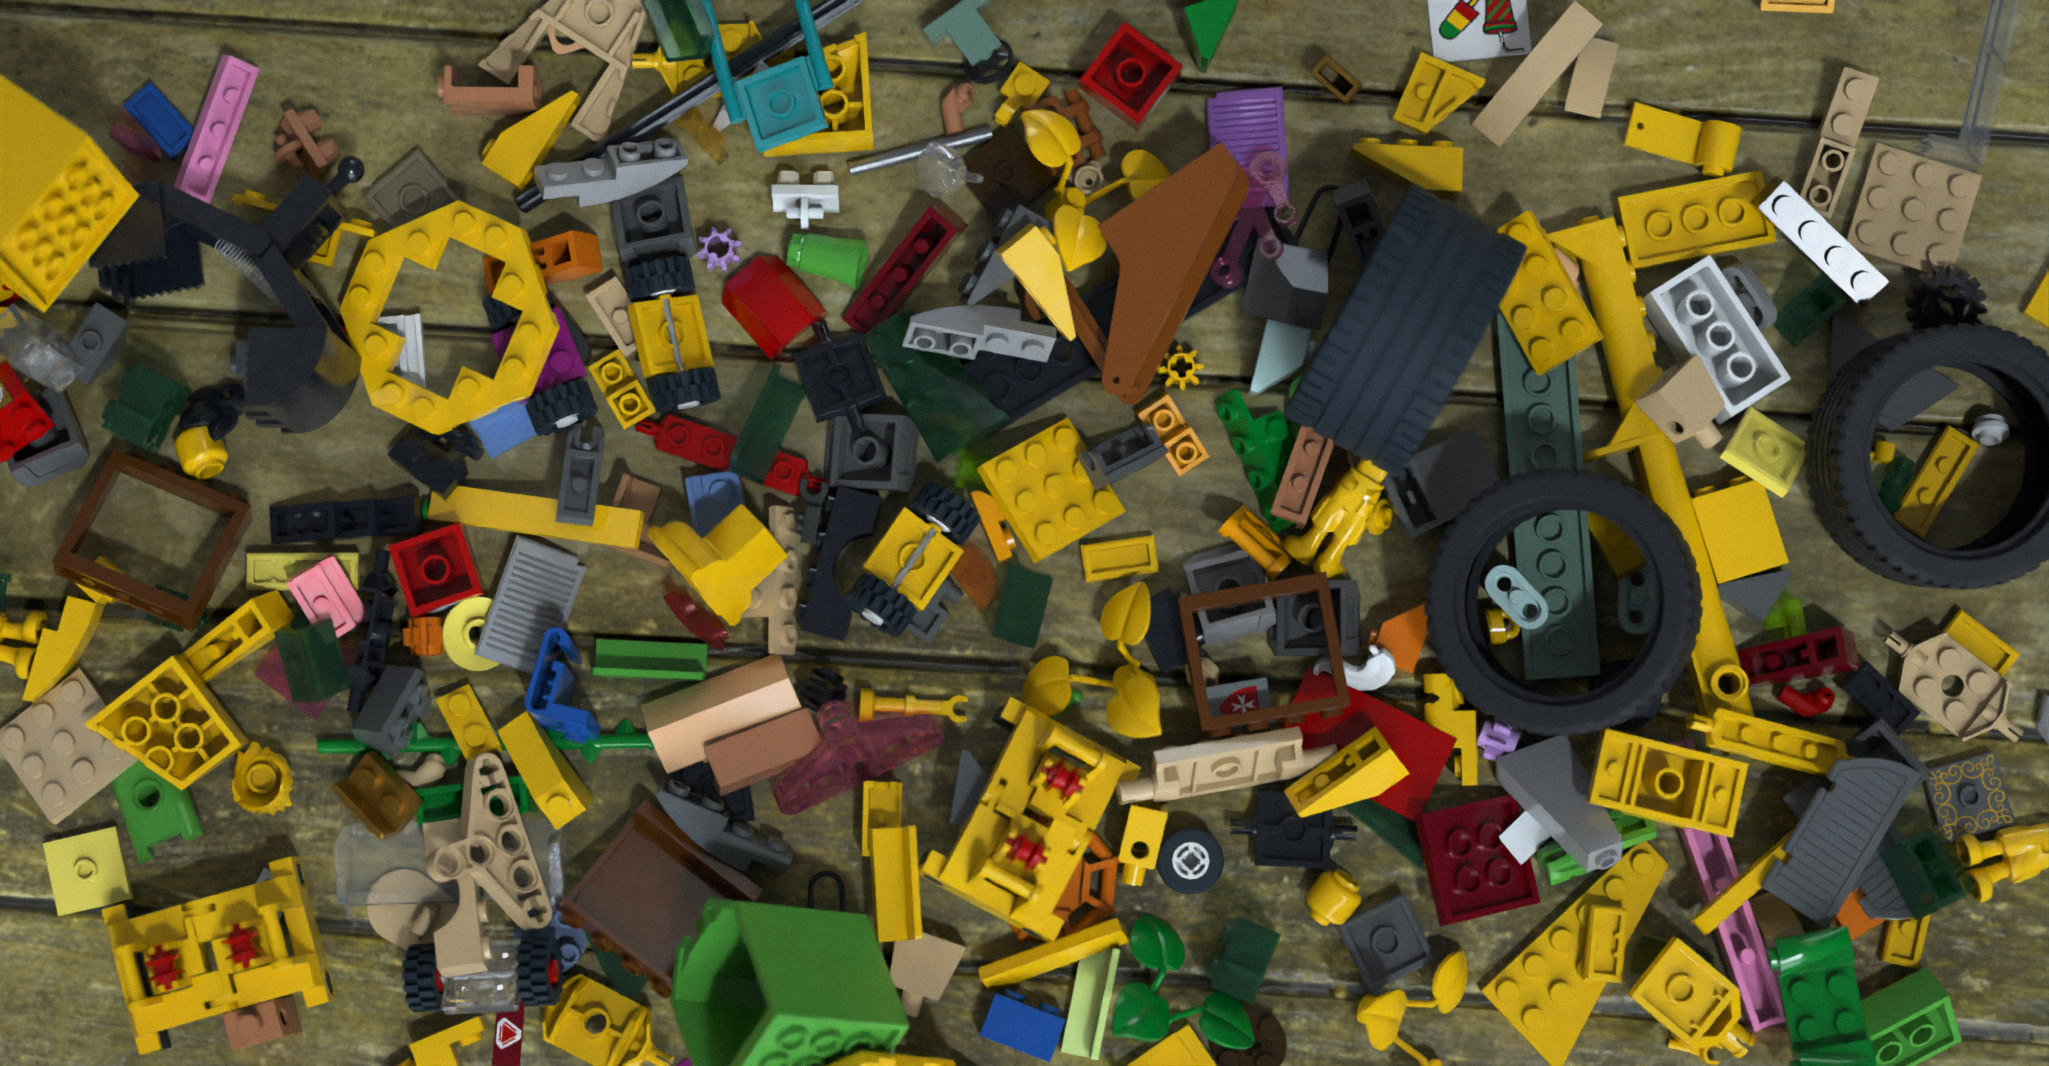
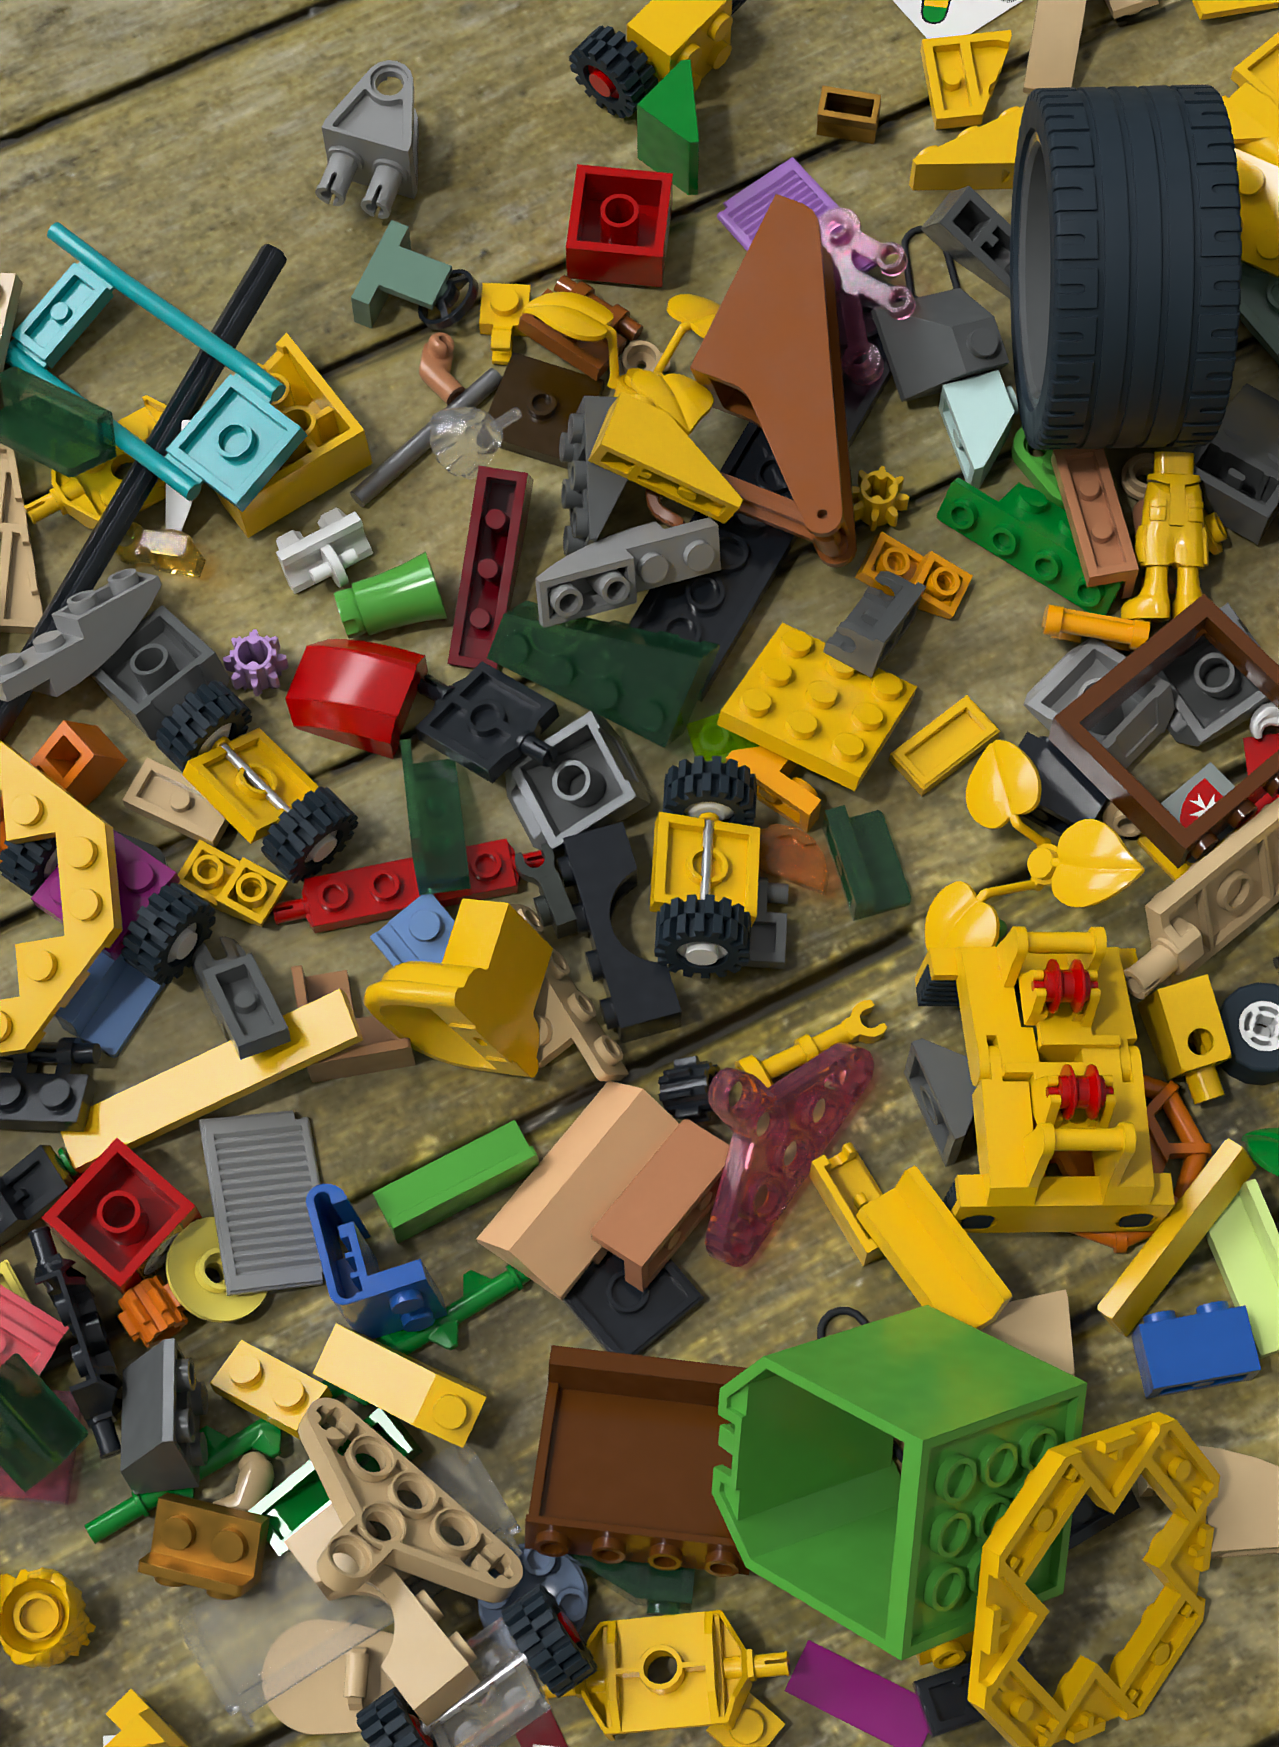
camera: 30 degrees left, 15 degrees down
(705, 629) = (498, 1105): clear red slope -> none
(706, 824) = (651, 1328): dark grey slope -> none

